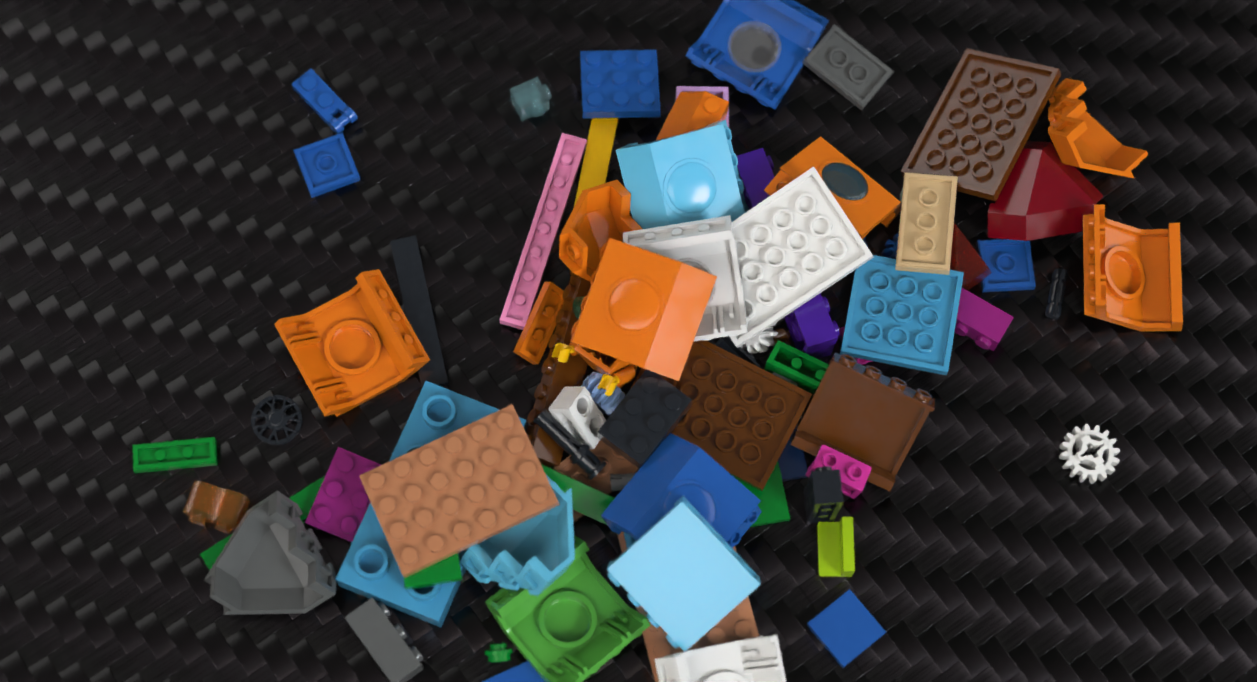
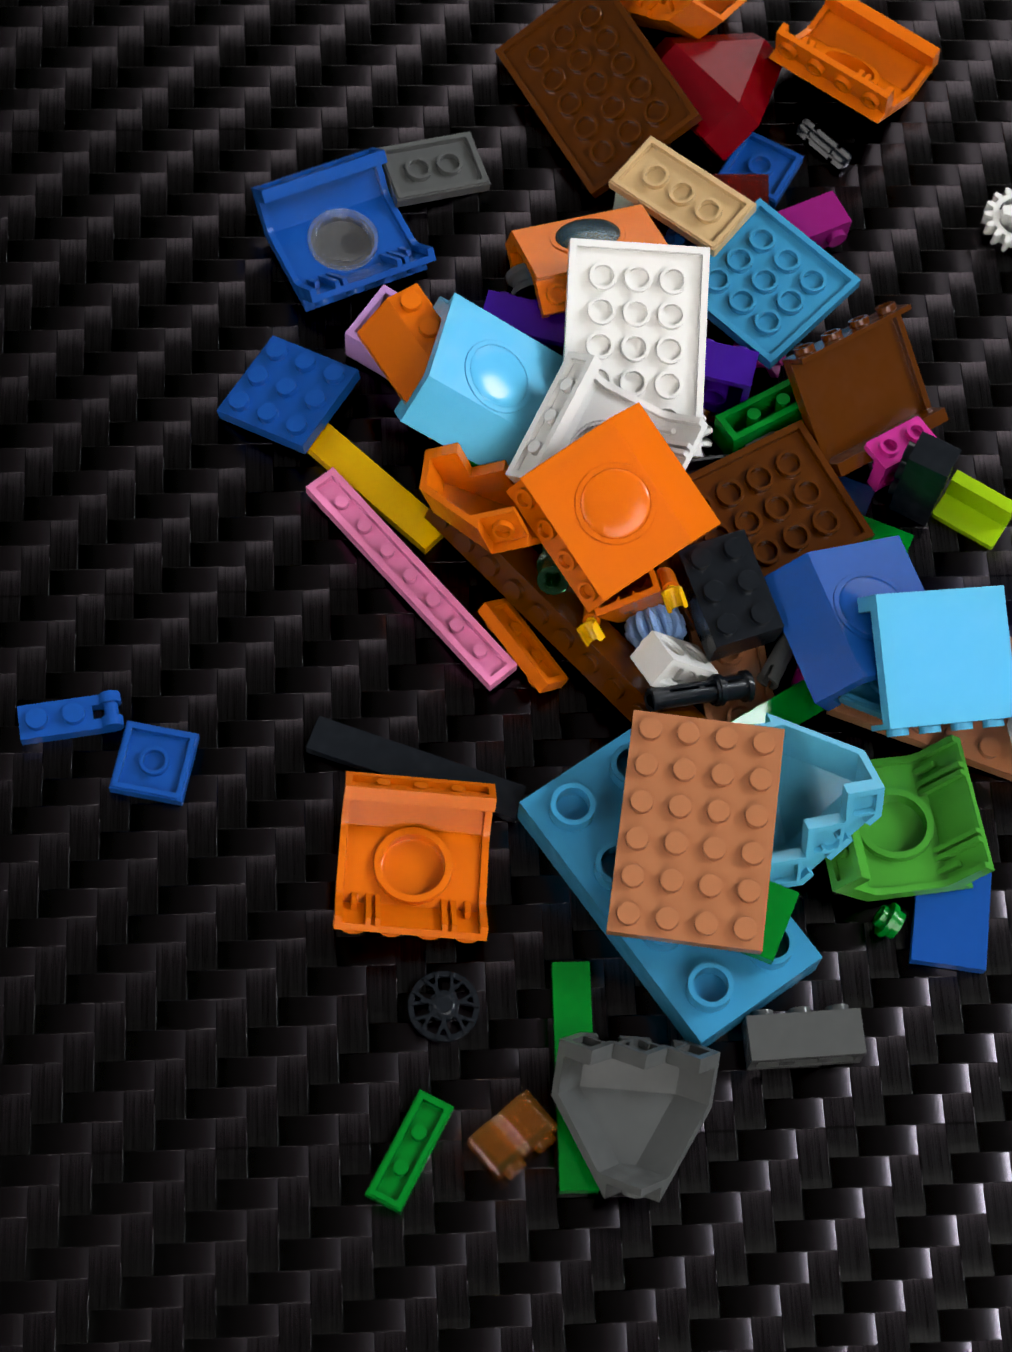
camera: 60 degrees left, 5 degrees down
(342, 496) = (595, 977): magenta plate -> none
(530, 98) = (238, 495): clear light blue brick -> none

